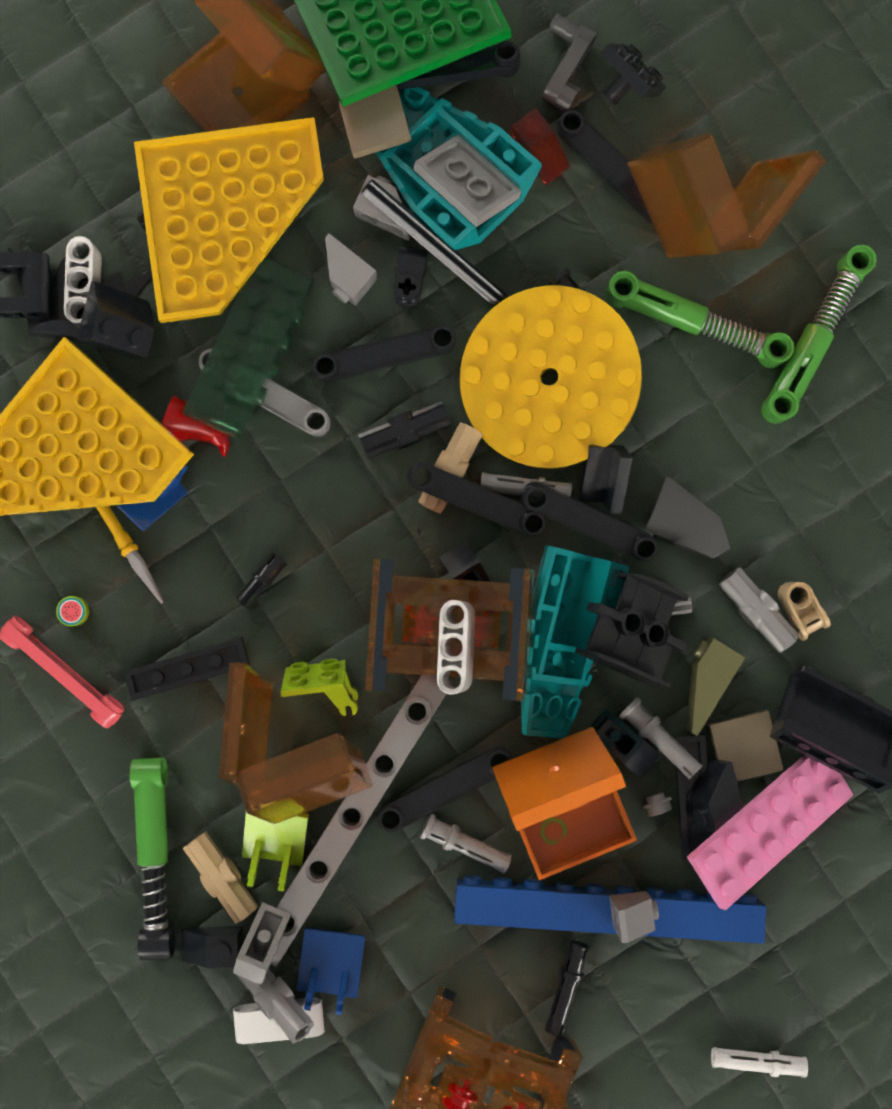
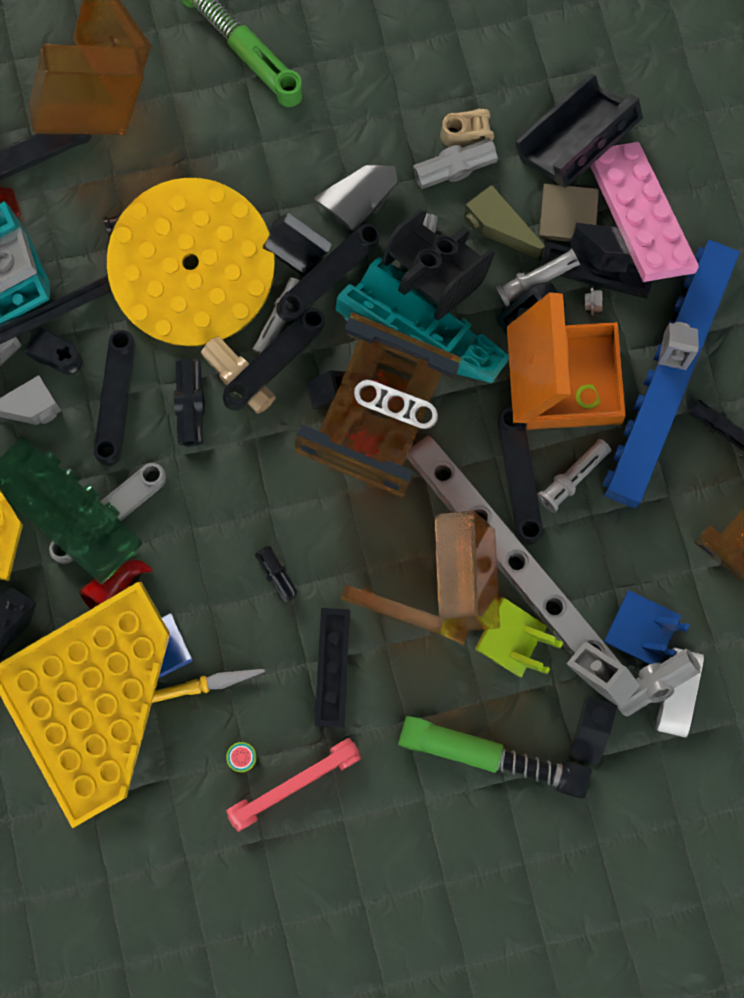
camera: 65 degrees left, 10 degrees down
(220, 877) = (533, 701): tan piece -> none
(326, 677) = (382, 544): lime plate -> none
(695, 318) = (187, 129): bright green piece -> none

